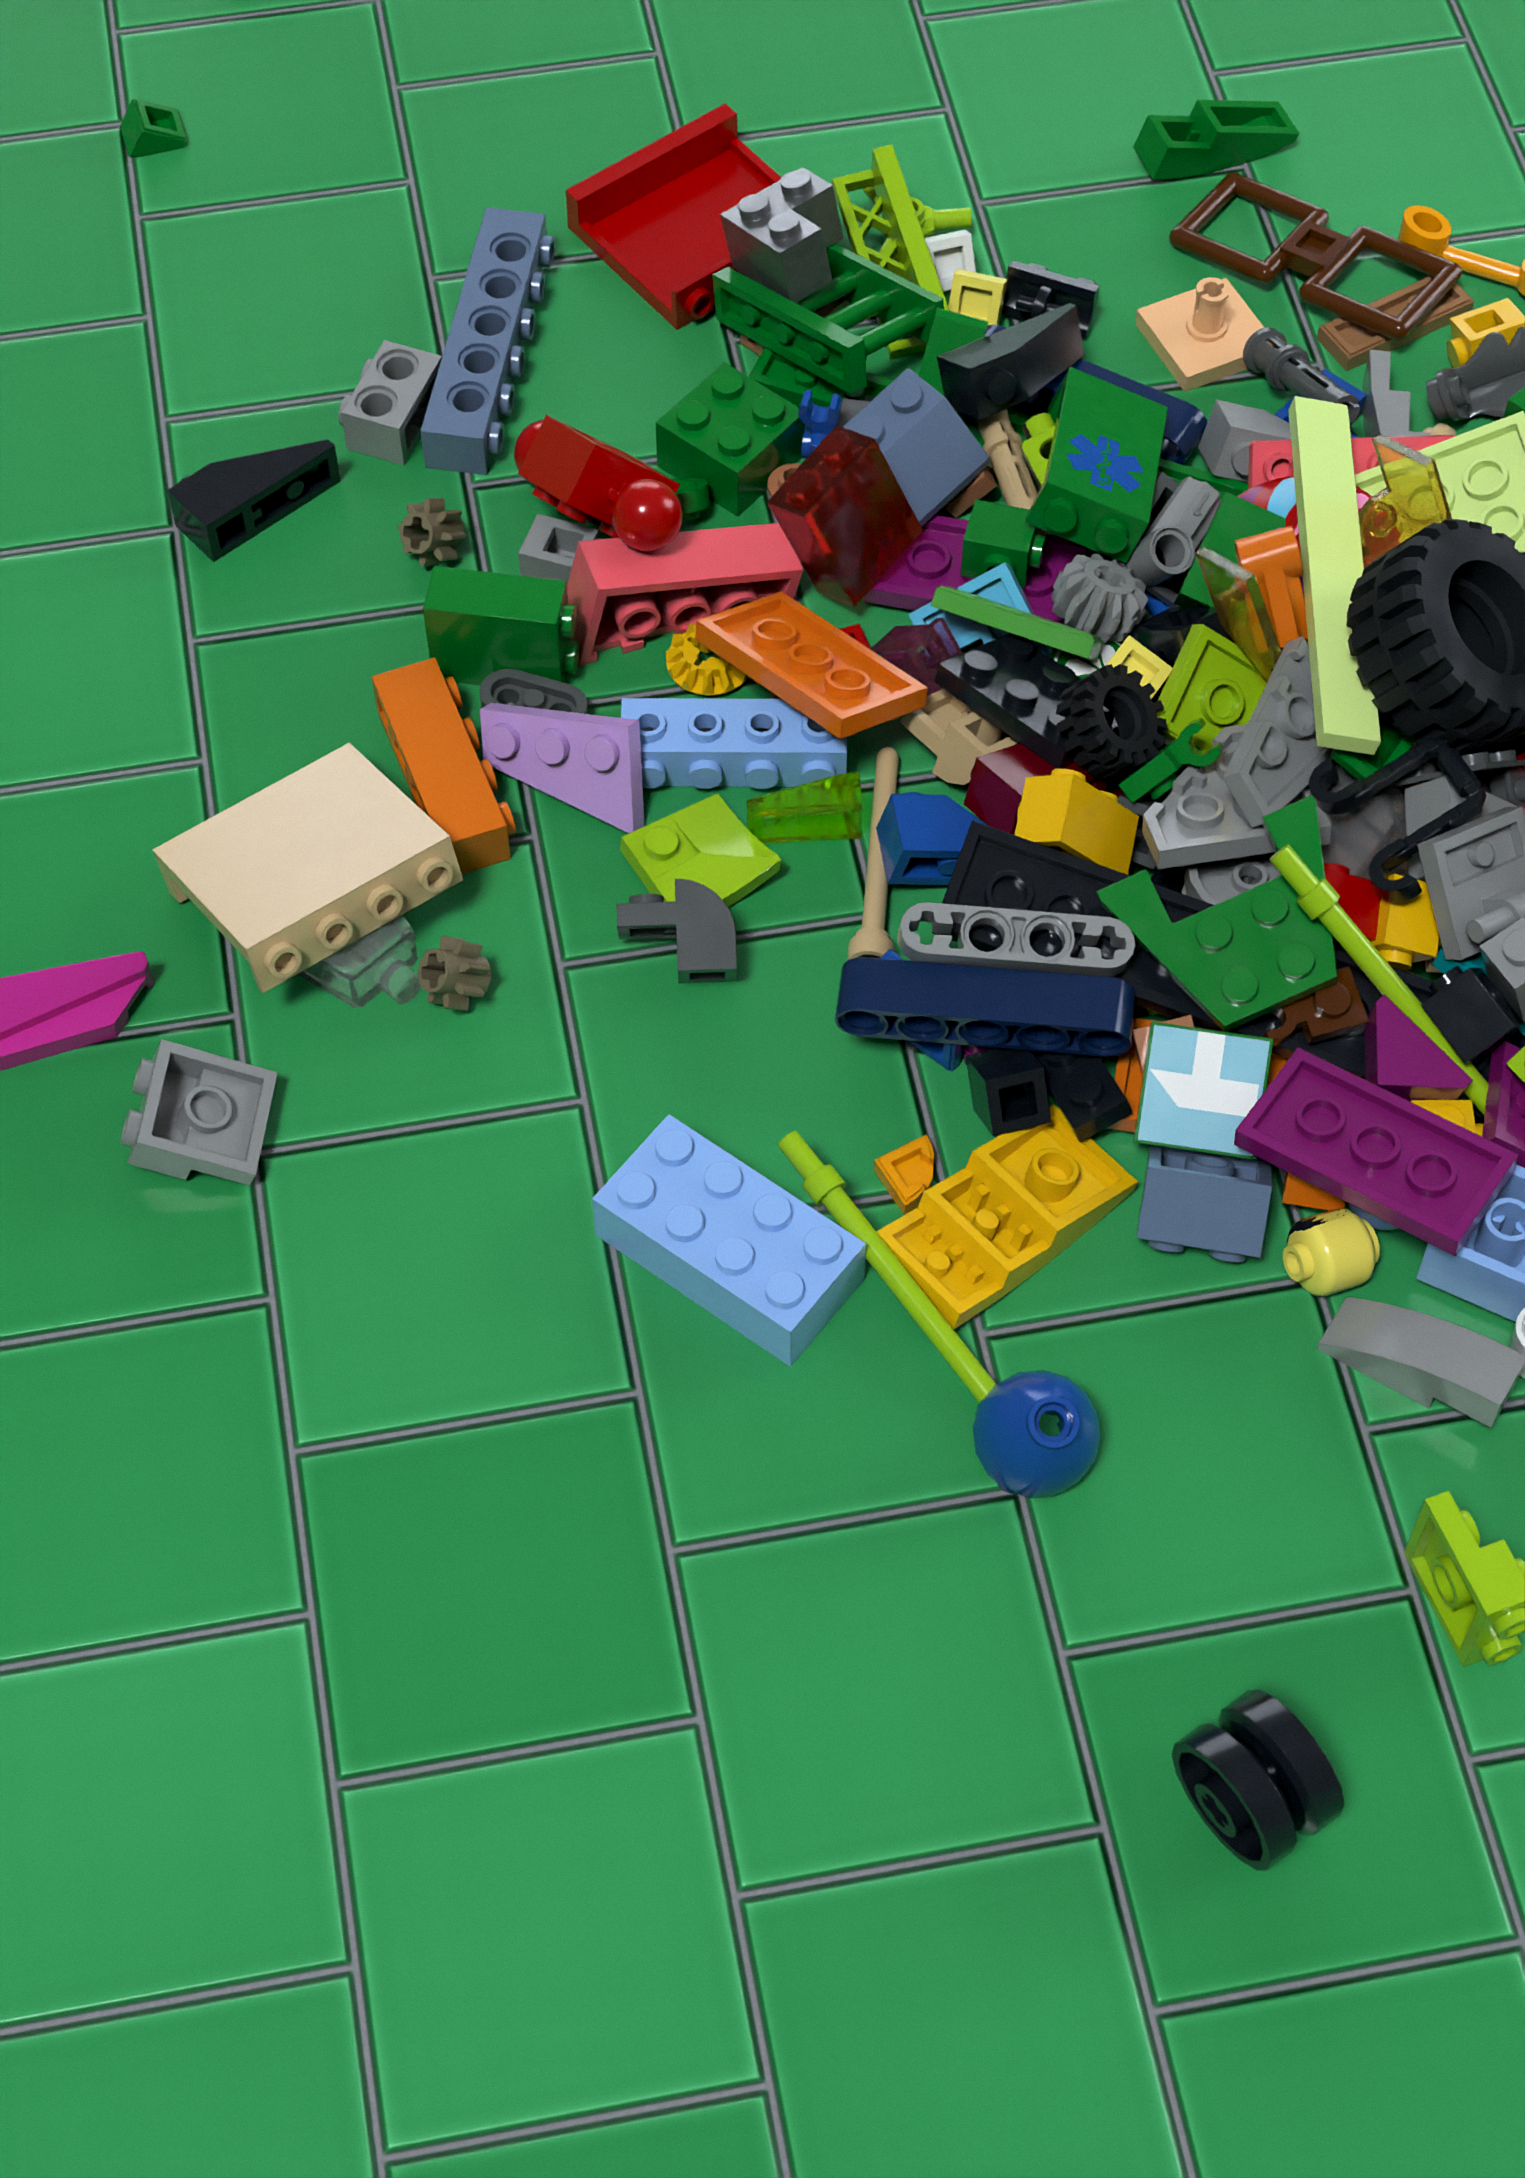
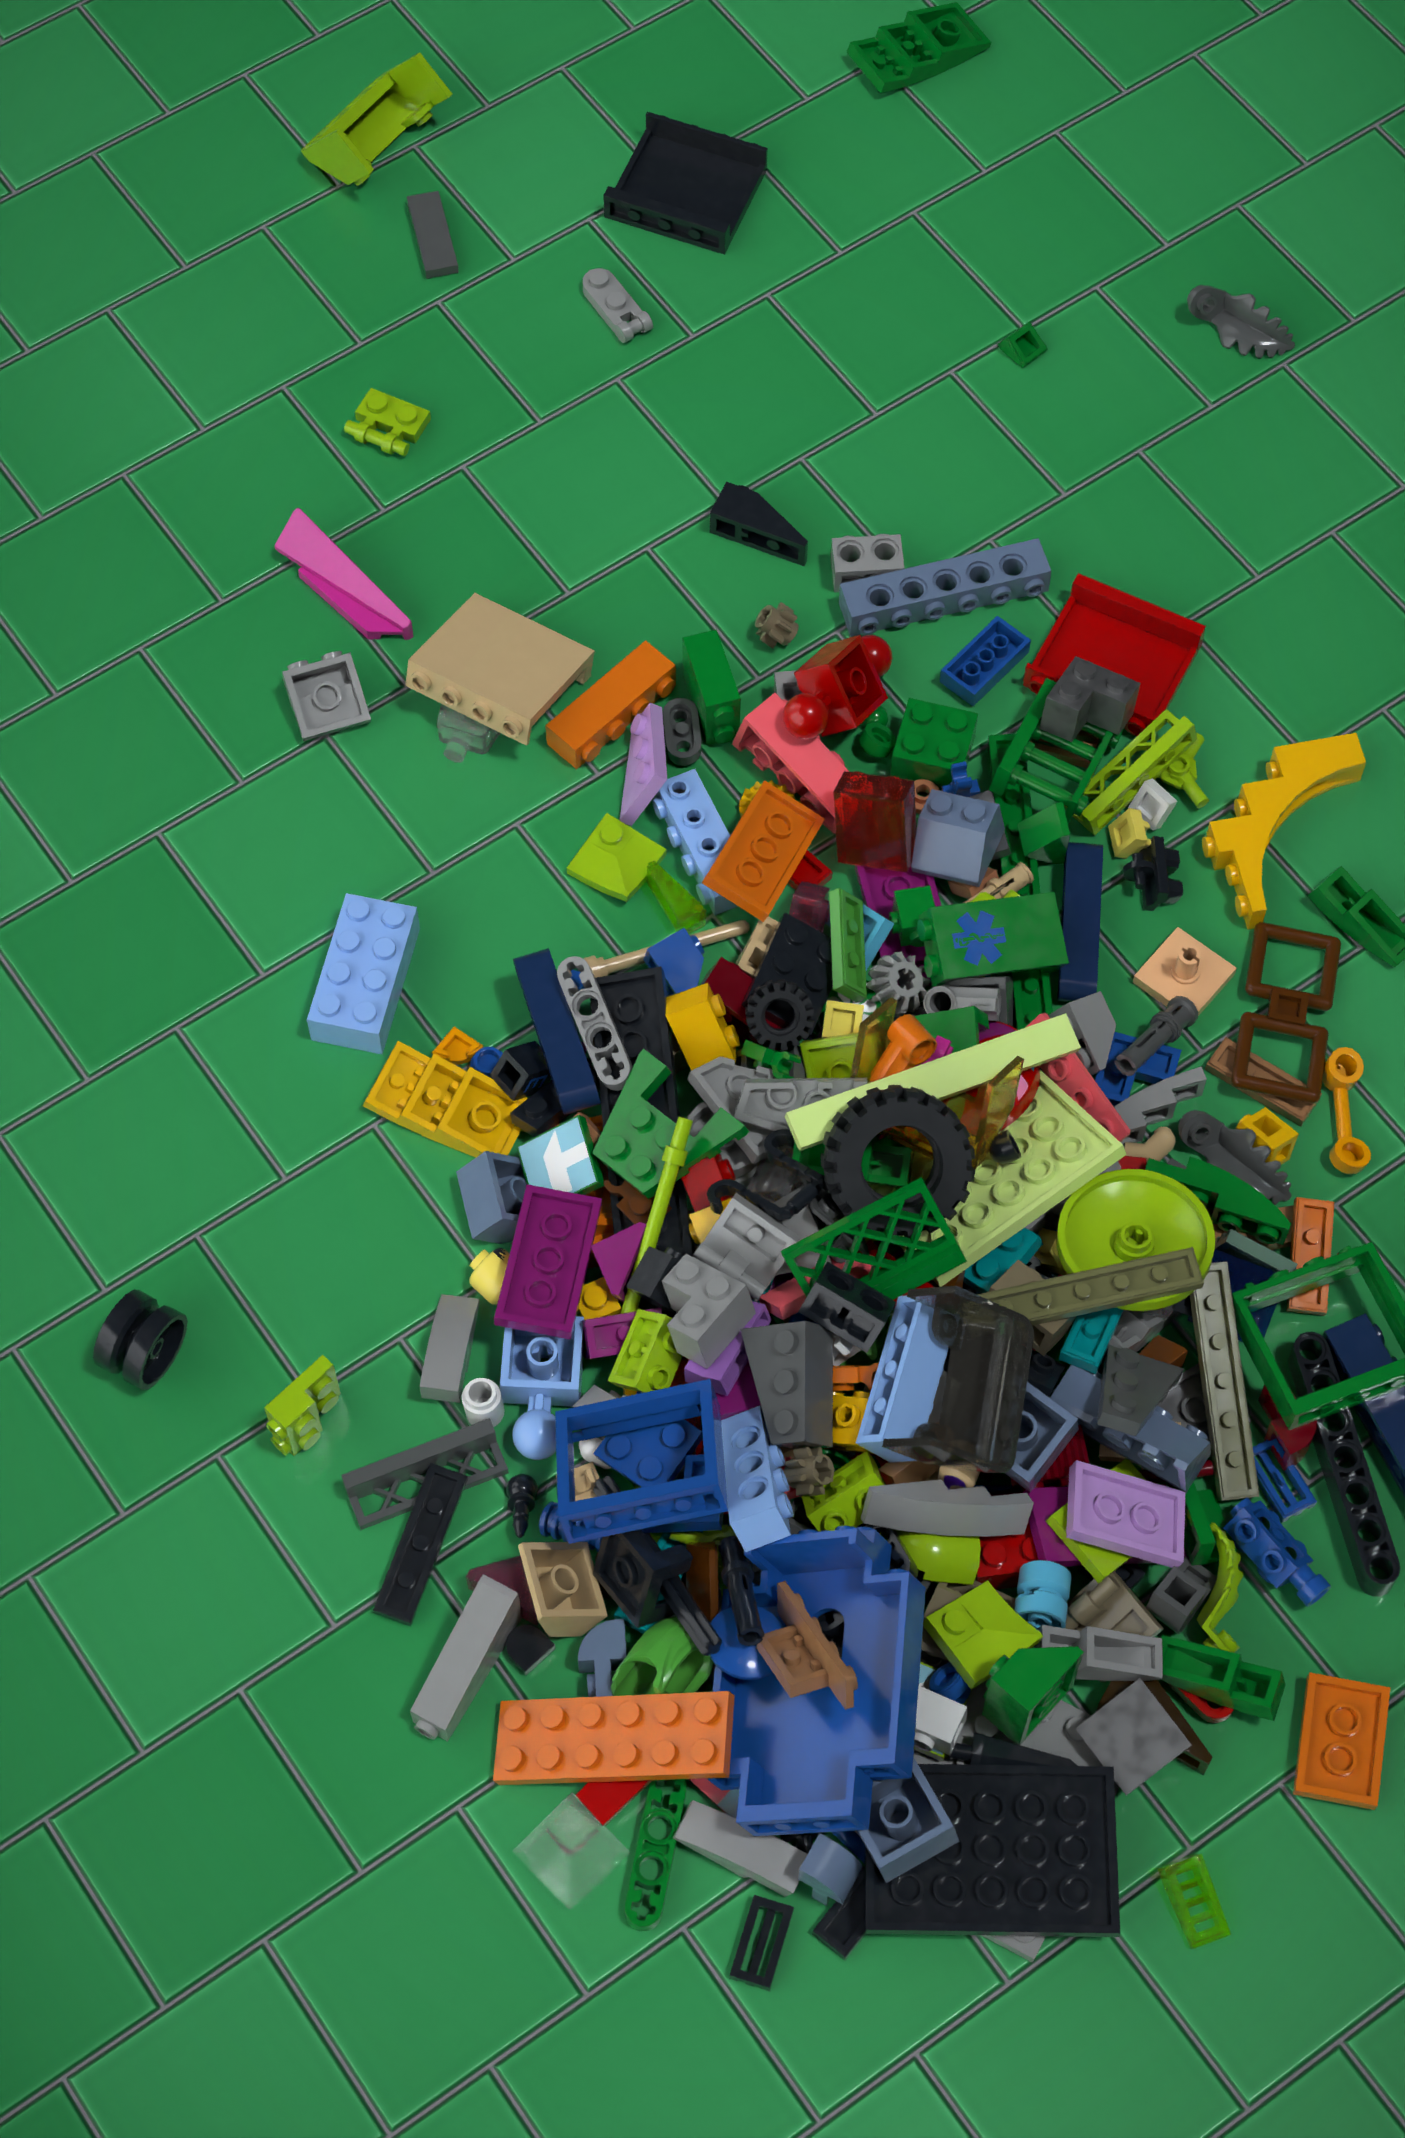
camera: 65 degrees right, 5 degrees up
(454, 973) = (472, 771): dark tan gear -> none
(626, 343) = (985, 661): none -> blue piece
(698, 922) = (558, 875): dark grey brick -> none
(827, 1189) = (409, 1004): lime bar -> none
(957, 1136) = (485, 1060): none -> blue plate
(1010, 363) = (1054, 864): black slope -> none
(1015, 1447) = (319, 1173): blue piece -> none
(1019, 167) = (1294, 777): none -> yellow arch

